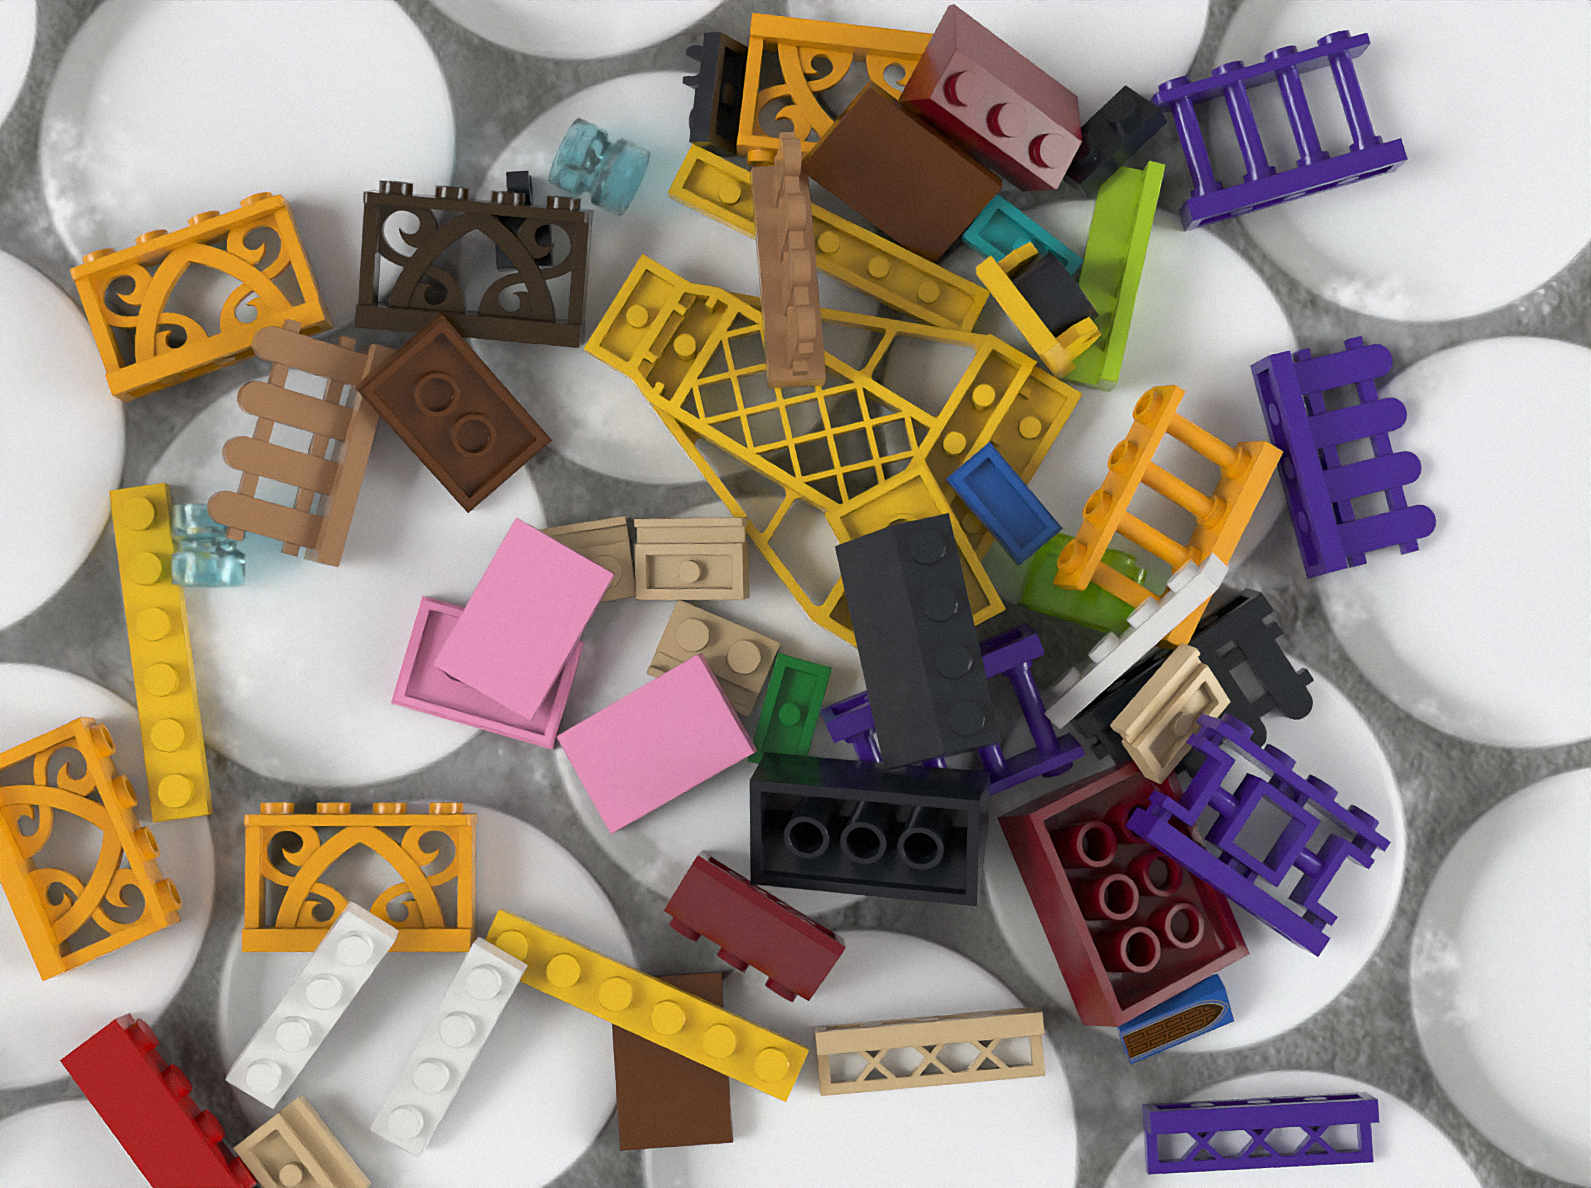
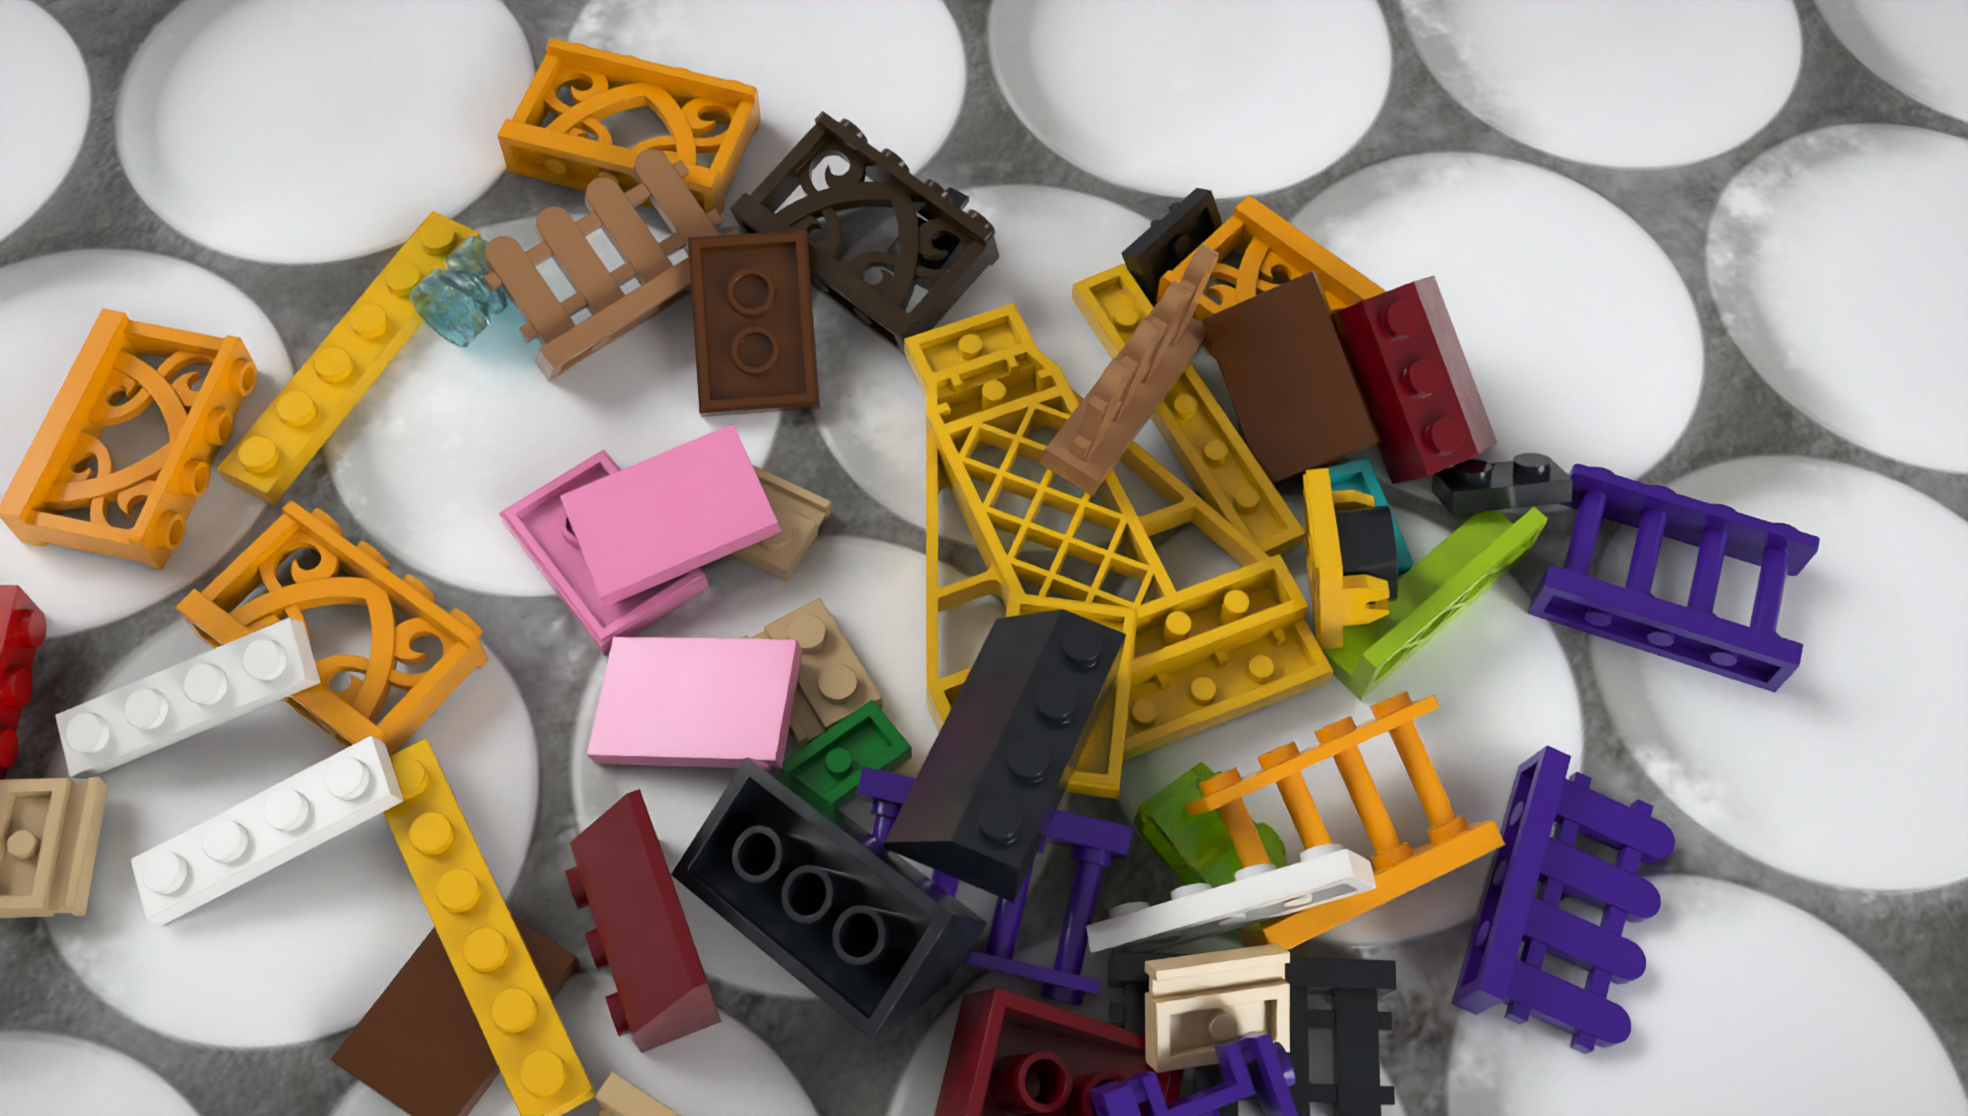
camera: 35 degrees right, 25 degrees down
(598, 166) = (1031, 231): clear light blue wheel -> none
(692, 558) = (860, 568): tan plate -> none
(1003, 504) = (1187, 702): blue tile -> none

